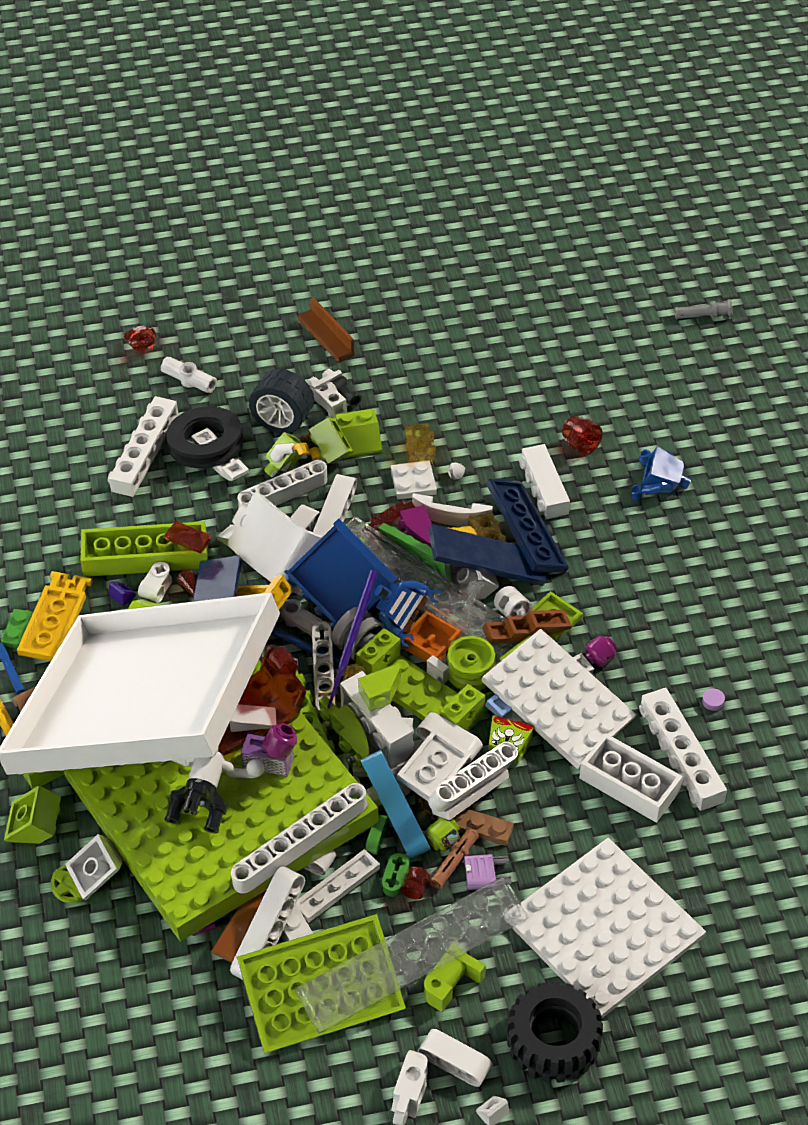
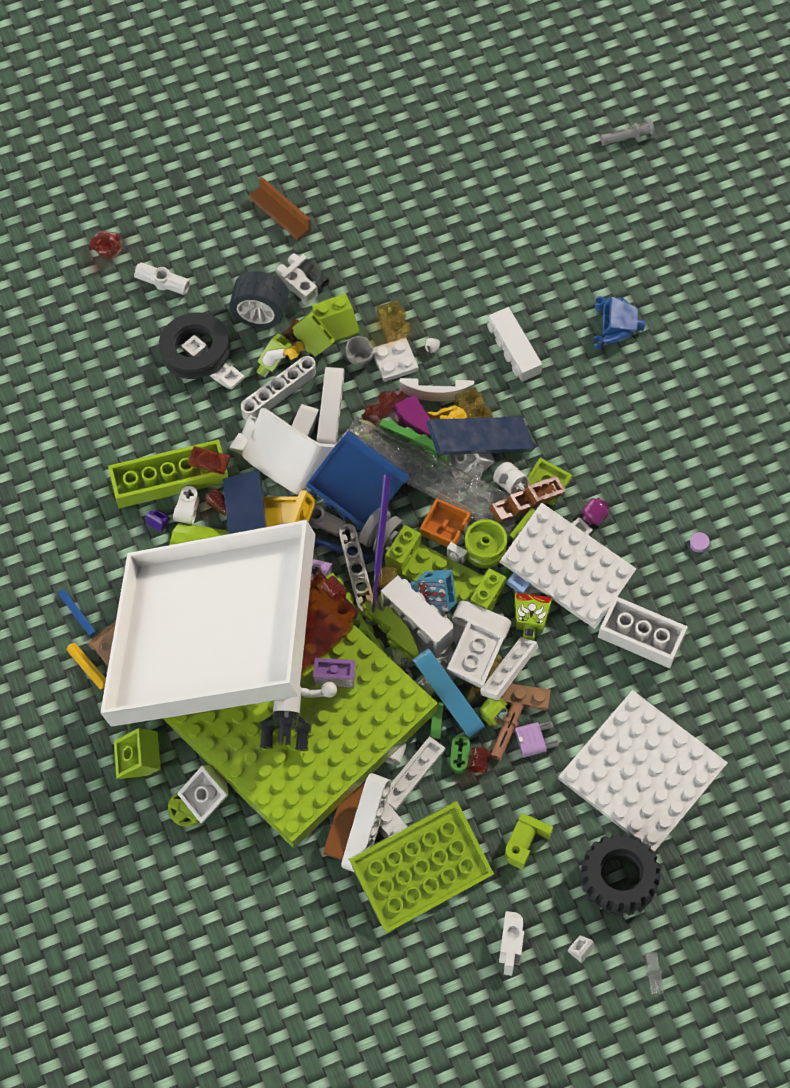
camera: 10 degrees left, 15 degrees up
(16, 628) = (73, 571): bright green plate -> none
(54, 616) = (103, 554): yellow hinge -> none
(142, 447) = (134, 404): white brick -> none
(252, 718) = (318, 638): slope -> none
(280, 741) = (347, 664): magenta head -> none
(294, 847) = (374, 753): white beam -> none
(376, 464) = (359, 351): none -> light grey hair
(379, 687) = (417, 592): lime slope -> none
(401, 605) = (417, 500): torso -> none
(410, 954) = (492, 829): clear plate -> none
(411, 699) = (436, 588): none -> dark azure torso
(455, 1057) = (542, 909): white beam -> none
(472, 777) = (506, 664): white beam -> none
(527, 526) = (507, 394): dark blue tile -> none
(582, 434) = (539, 290): clear red piece -> none
(665, 717) = (658, 555): white brick -> none

